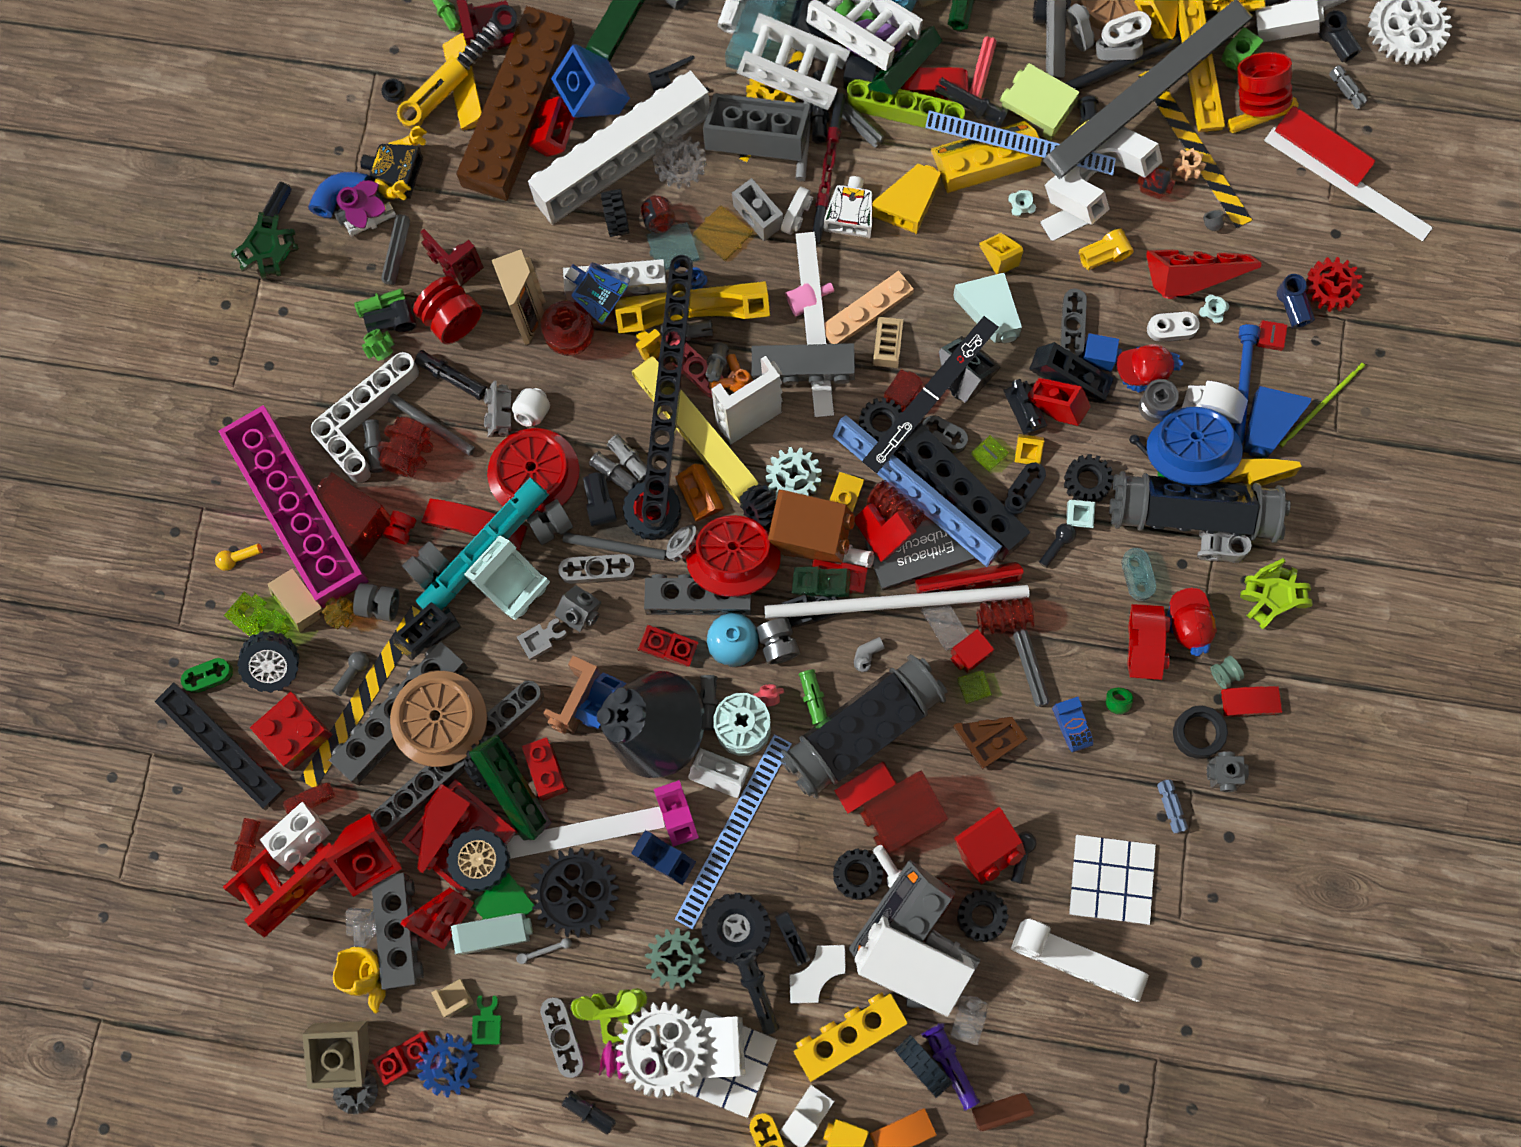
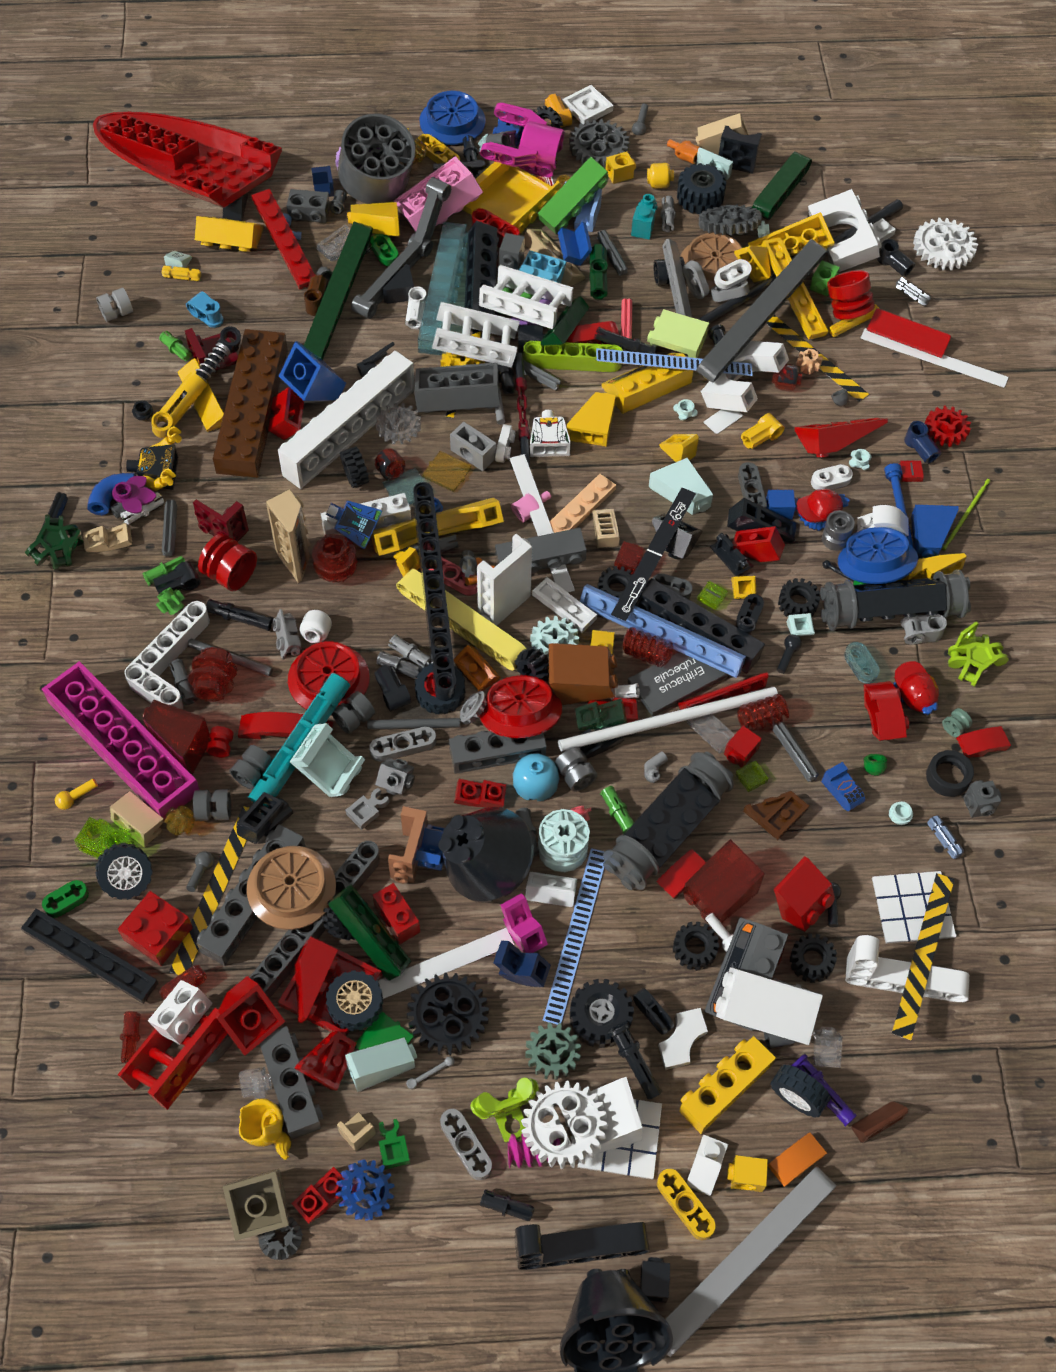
camera: 20 degrees left, 15 degrees down
(325, 251) = (105, 540): none -> tan slope
(815, 433) = (564, 604): none -> white plate
(884, 536) = (644, 669): red tile -> none
(1103, 944) = (923, 957): none -> sticker
(1130, 767) = (901, 813): none -> light aqua plate

